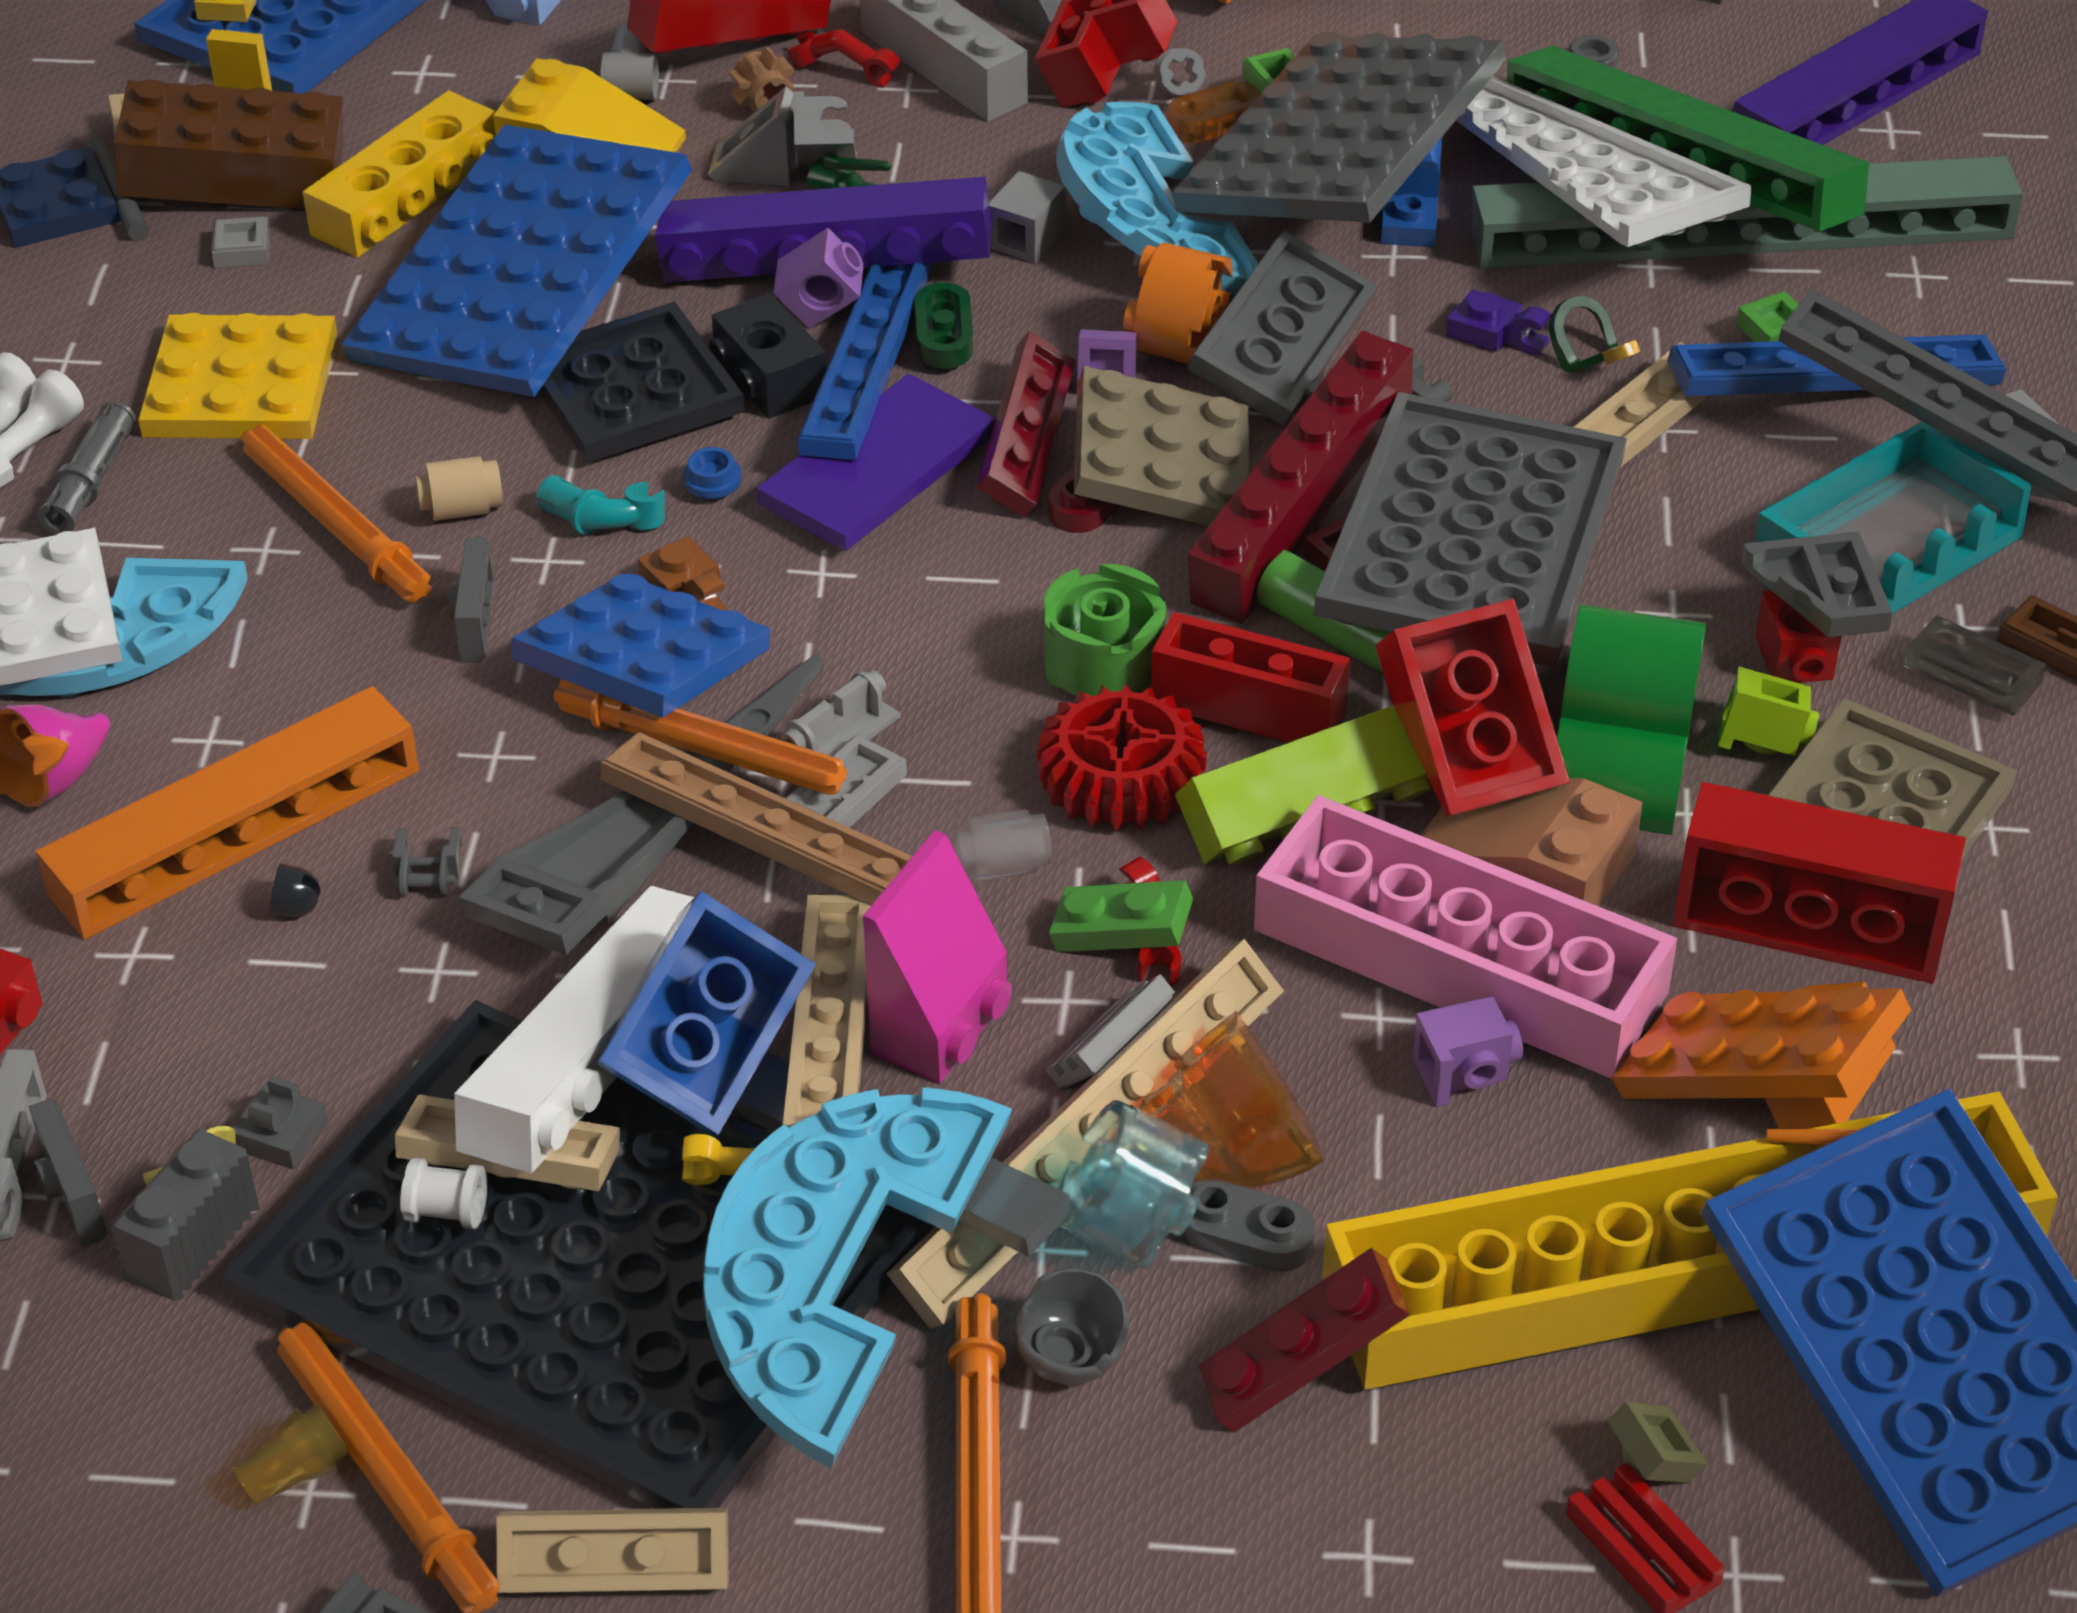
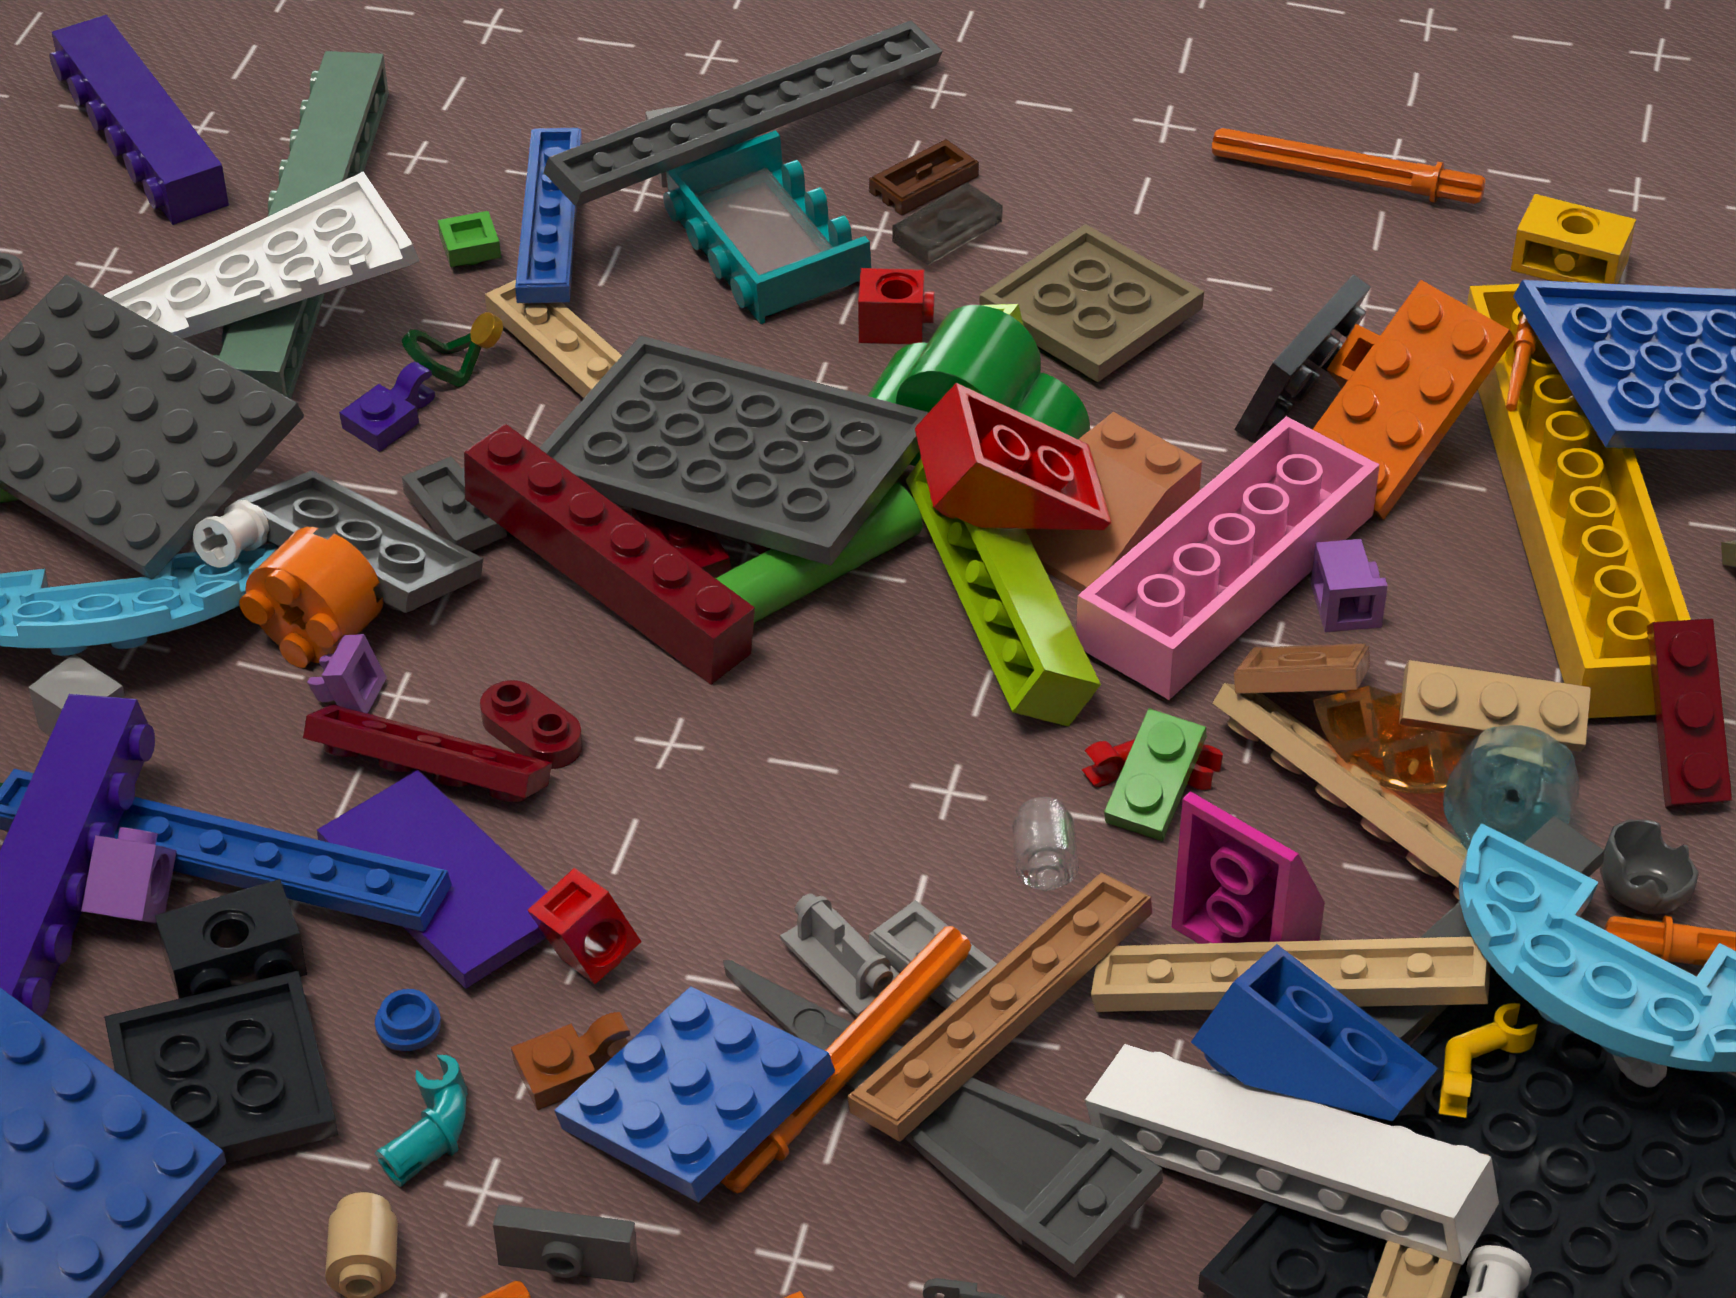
camera: 80 degrees left, 0 degrees up
(815, 543) = (584, 925): none -> red brick
(944, 325) = (235, 794): dark green plate -> none
(1084, 747) = (944, 747): red gear -> none
(1102, 629) = (784, 726): bright green brick -> none
(1110, 1032) = (1260, 776): light grey tile -> none
(1158, 446) = (512, 653): dark tan plate -> none
(1241, 237) = (224, 537): none -> white bush
(1249, 679) = (880, 636): red brick -> none
(1264, 1163) = (1477, 700): none -> tan plate
(1289, 1004) = (1302, 668): none -> medium nougat tile
(1784, 170) = (364, 138): green brick -> none
(1790, 951) = (1295, 368): none -> black plate
(1818, 882) = (1211, 340): red brick -> none
(1824, 581) = (879, 254): dark grey wing -> none

